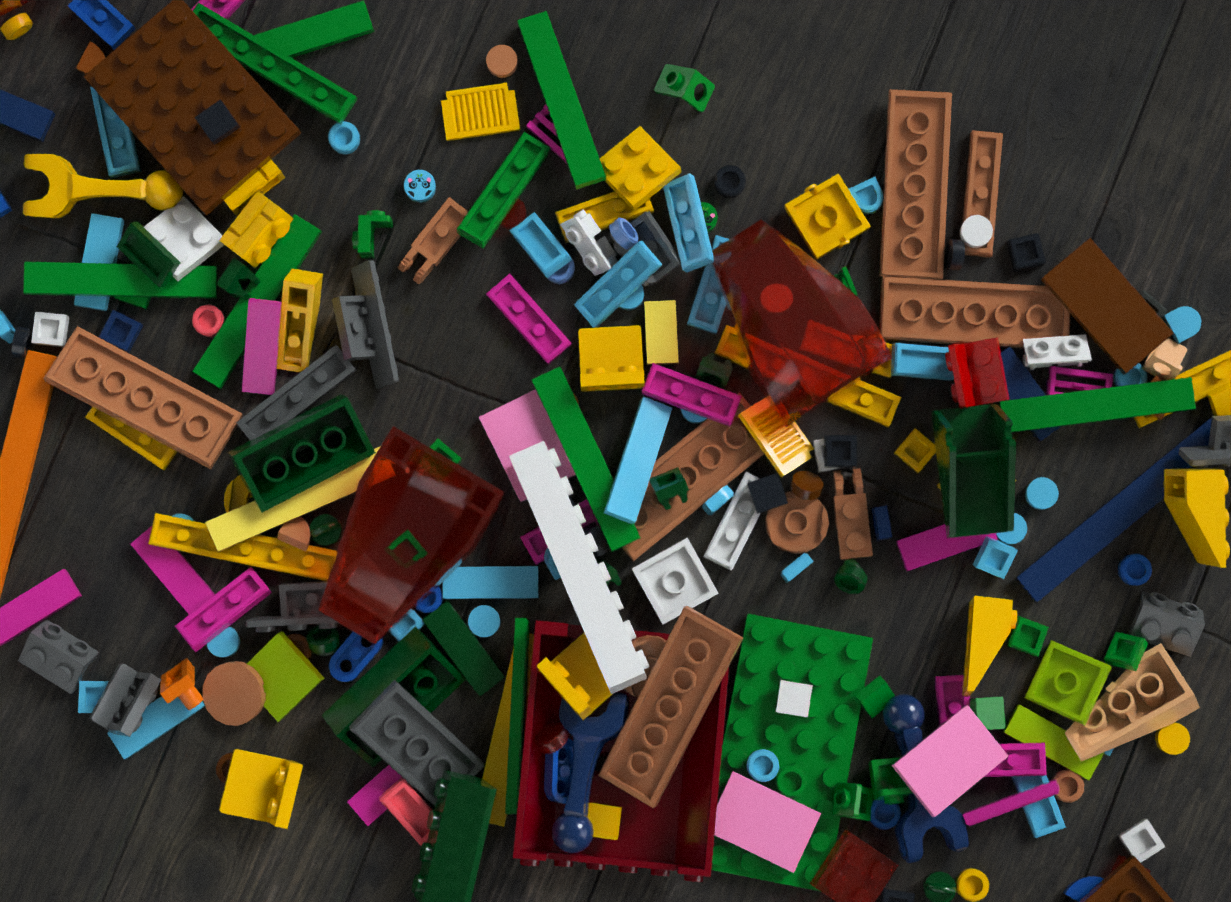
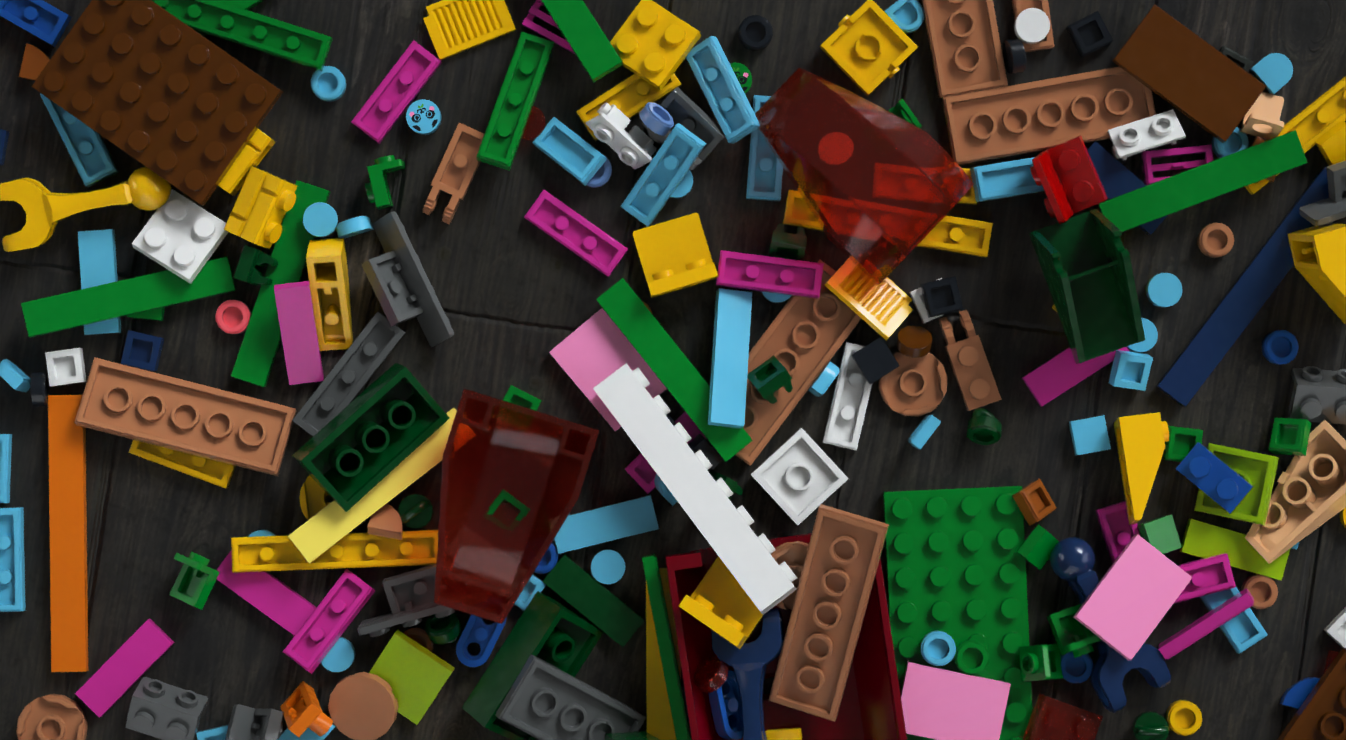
camera: 20 degrees left, 5 degrees up
(113, 543) = (194, 580): none -> green bracket
(148, 254) = (152, 263): dark green tile -> none
(217, 122) = (190, 103): black tile -> none
(306, 252) = (320, 219): none -> medium azure tile
(334, 266) = (354, 226): none -> medium azure tile
(401, 159) = (396, 92): none -> dark pink tile
(661, 332) = (721, 214): light yellow tile -> none
(793, 698) = (954, 570): white tile -> none
(881, 523) = (1002, 363): dark blue tile -> none
(881, 655) = (1034, 501): none -> dark orange tile
(916, 450) = (1021, 275): yellow tile -> none
(945, 607) = (1089, 435): none -> medium azure tile
(1049, 671) = (1214, 477): none -> blue plate
(1098, 460) = (1215, 240): none -> nougat tile

